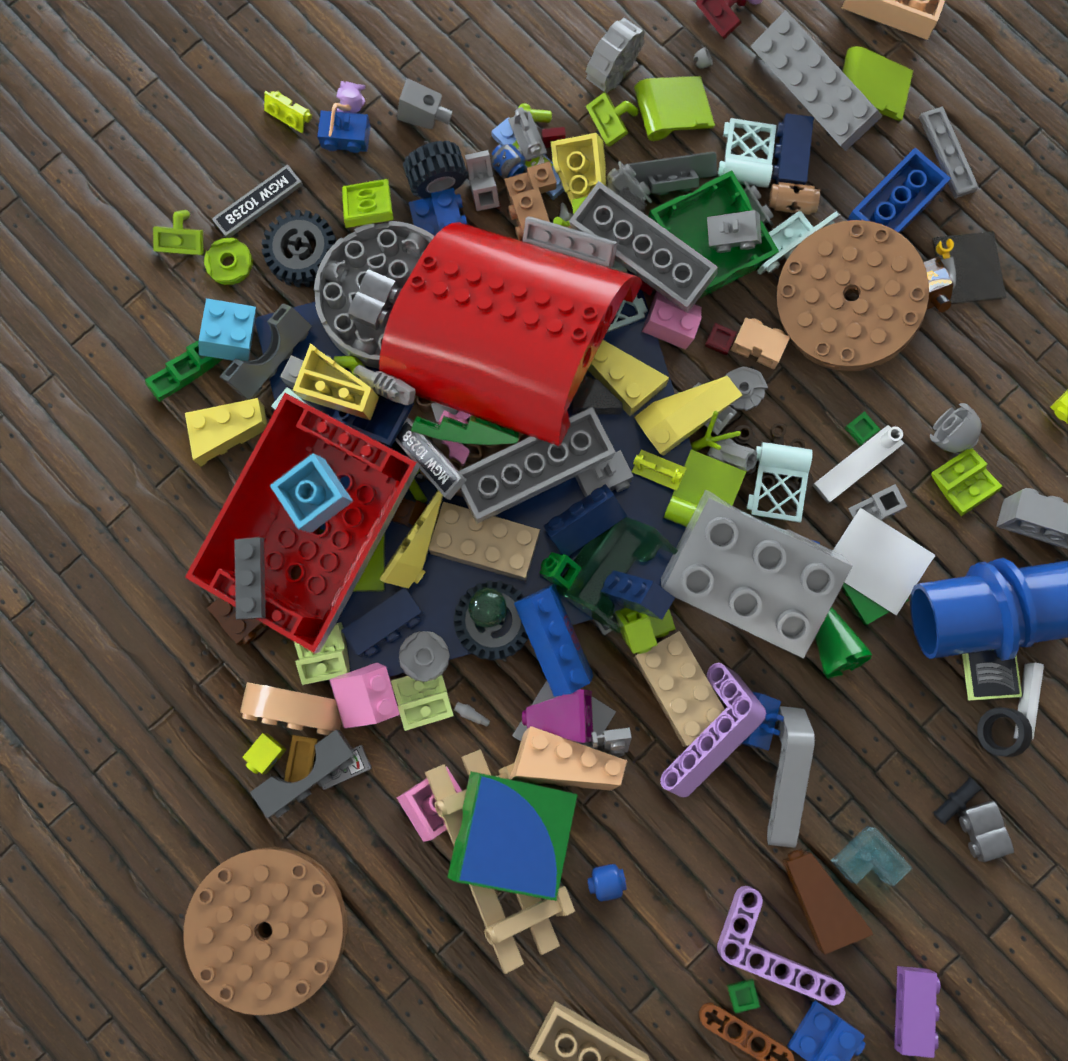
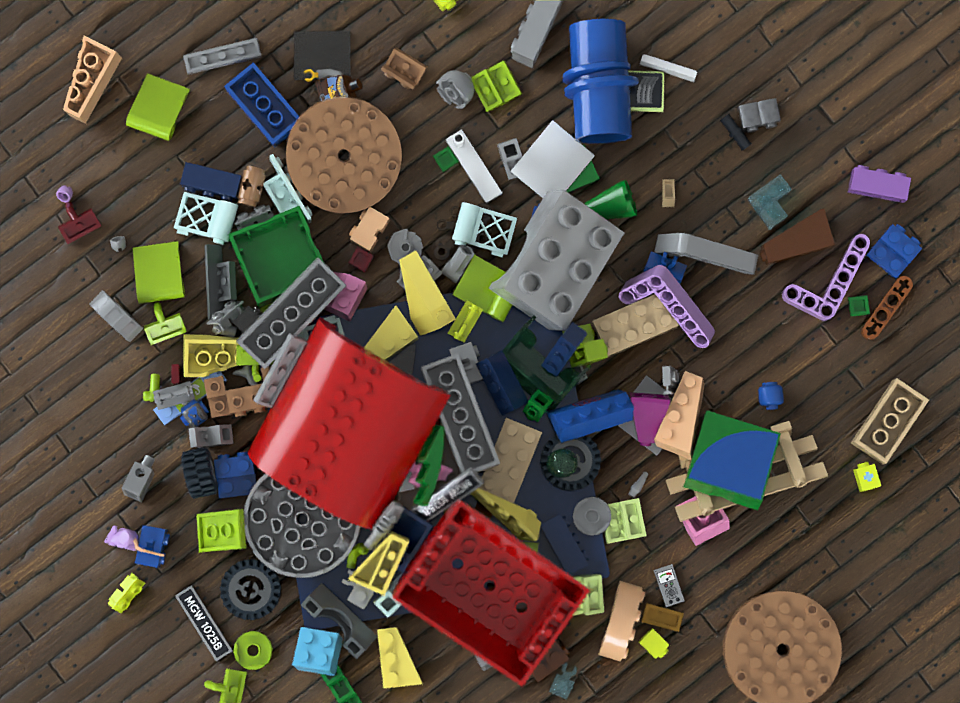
camera: 85 degrees left, 5 degrees up
(207, 640) = (562, 684): none -> clear light blue plate
(250, 578) = (530, 634): dark grey plate -> none
(276, 794) = (685, 634): dark grey arch -> none
(311, 493) = (476, 580): medium azure brick -> none
(364, 696) = (619, 562): bright pink slope -> none
(373, 299) = (312, 529): flat silver brick -> none
(509, 1029) = (866, 476): none -> neon yellow brick
(708, 440) = (445, 280): lime plant -> none
(734, 230) = (279, 239): light grey brick -> none
(816, 81) = (155, 156): light grey brick -> none
(860, 718) = (668, 193): none -> tan piece
(969, 364) = (404, 69): none -> medium nougat bracket
(984, 732) = (689, 103): black tyre -> none

